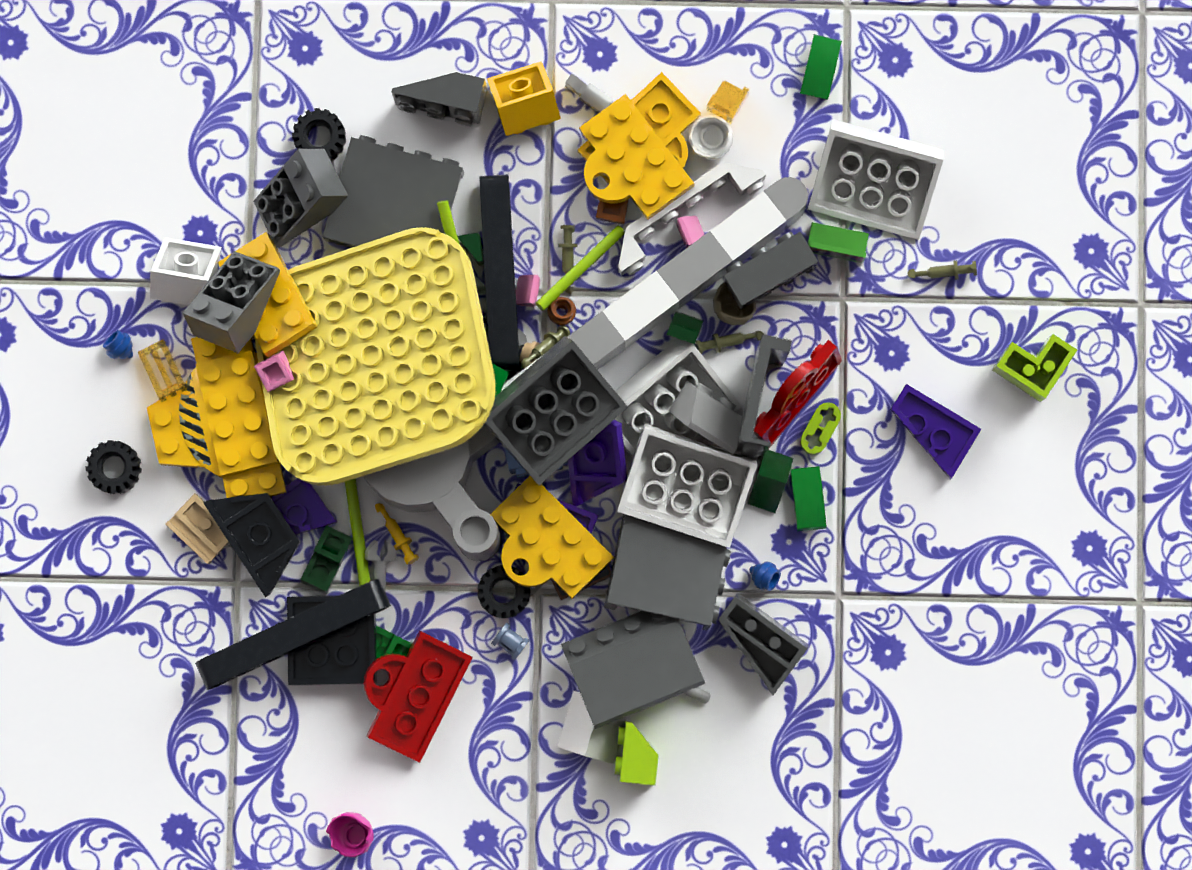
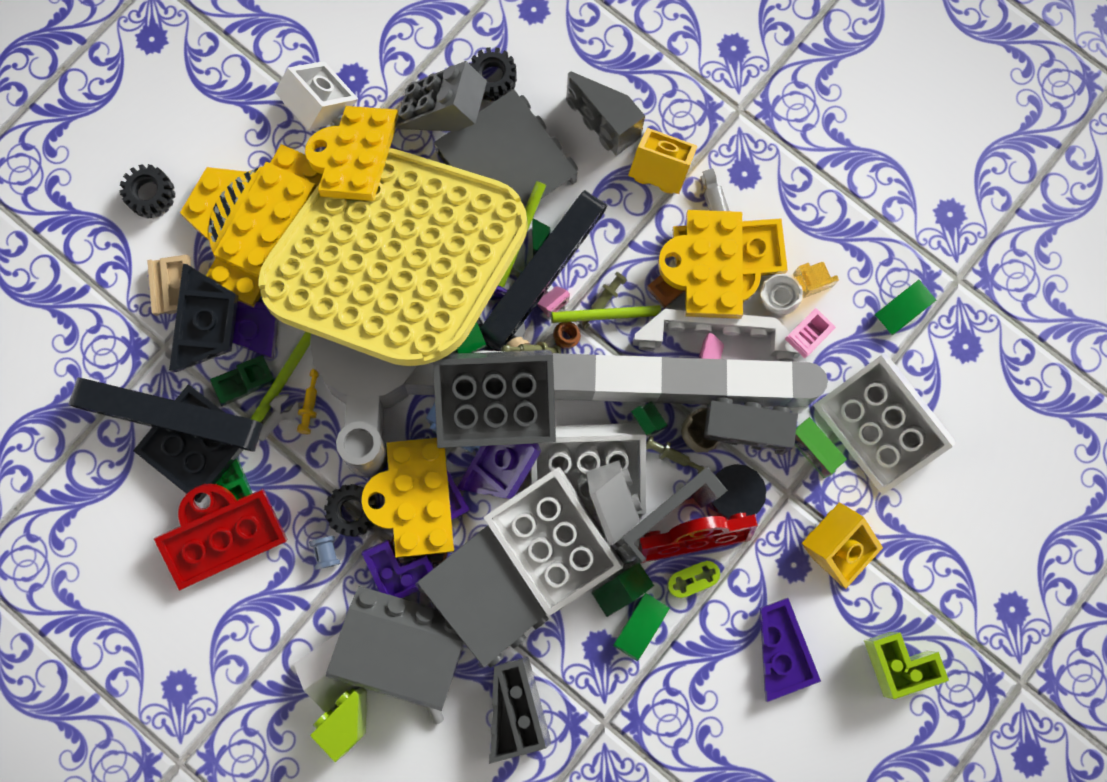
camera: 30 degrees right, 5 degrees down
(119, 345) = (226, 110): blue plate -> none
(171, 388) = (235, 166): clear yellow tile -> none
(232, 302) = (326, 135): dark grey slope -> none
(274, 371) = (314, 208): bright pink slope -> none
(350, 834) = (81, 603): dark pink hair -> none
(578, 616) = (389, 573): none -> dark purple plate
(759, 138) = (810, 333): none -> bright pink slope
(765, 575) = (560, 660): blue plate -> none
(804, 325) = (744, 494): none -> black tile
(917, 306) = (842, 544): none -> yellow slope
(945, 271) = (891, 538): olive piece -> none

